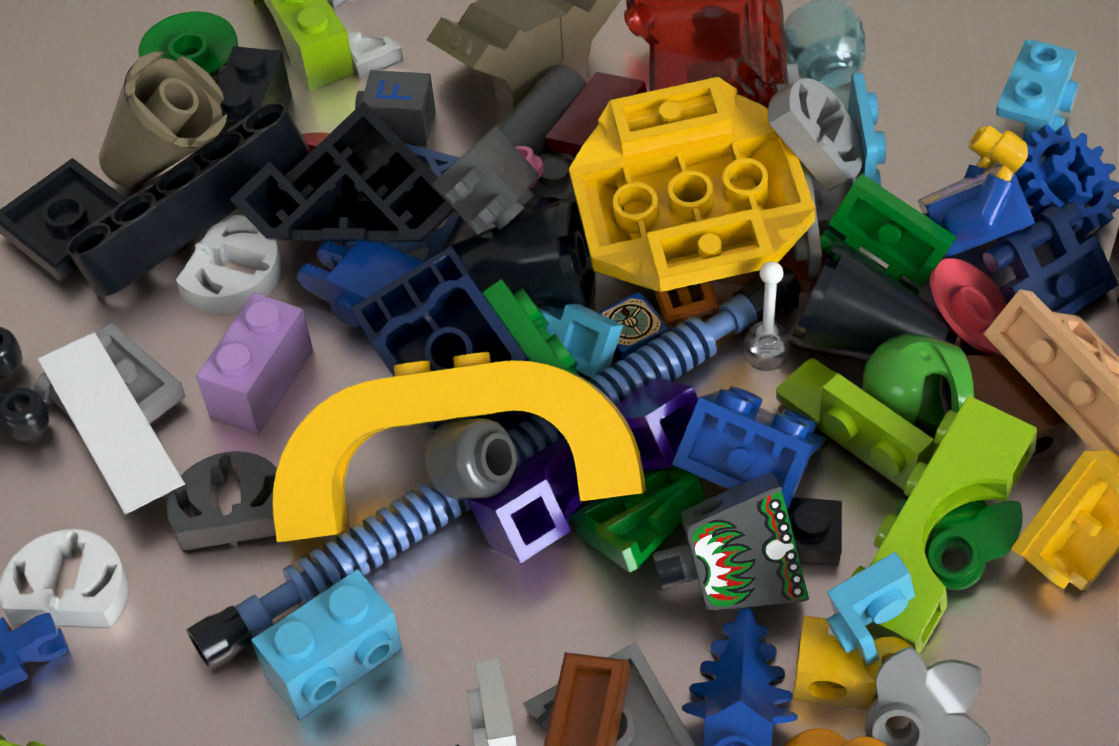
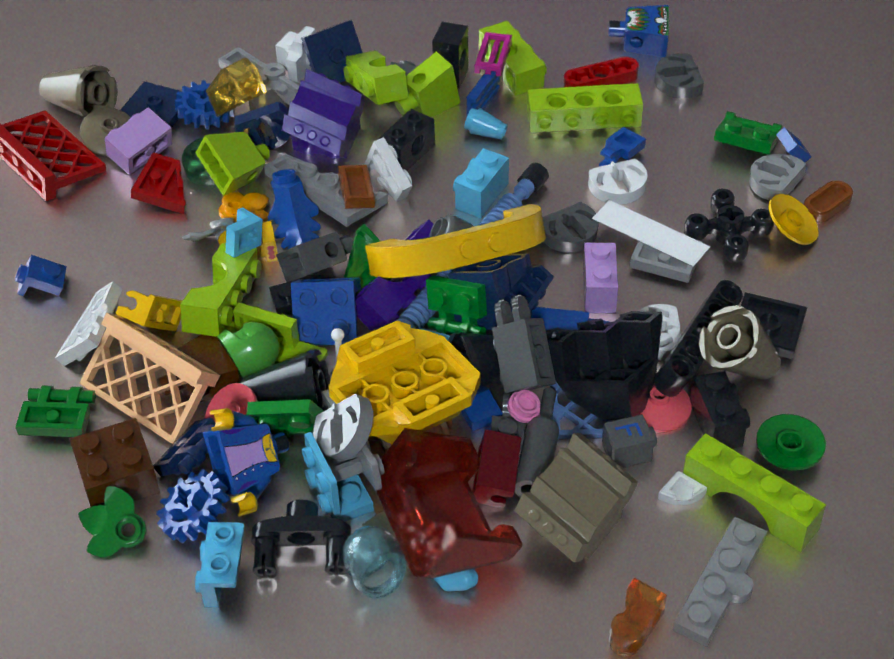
camera: 155 degrees right, 5 degrees down
(924, 125) = (299, 528): none -> black connector

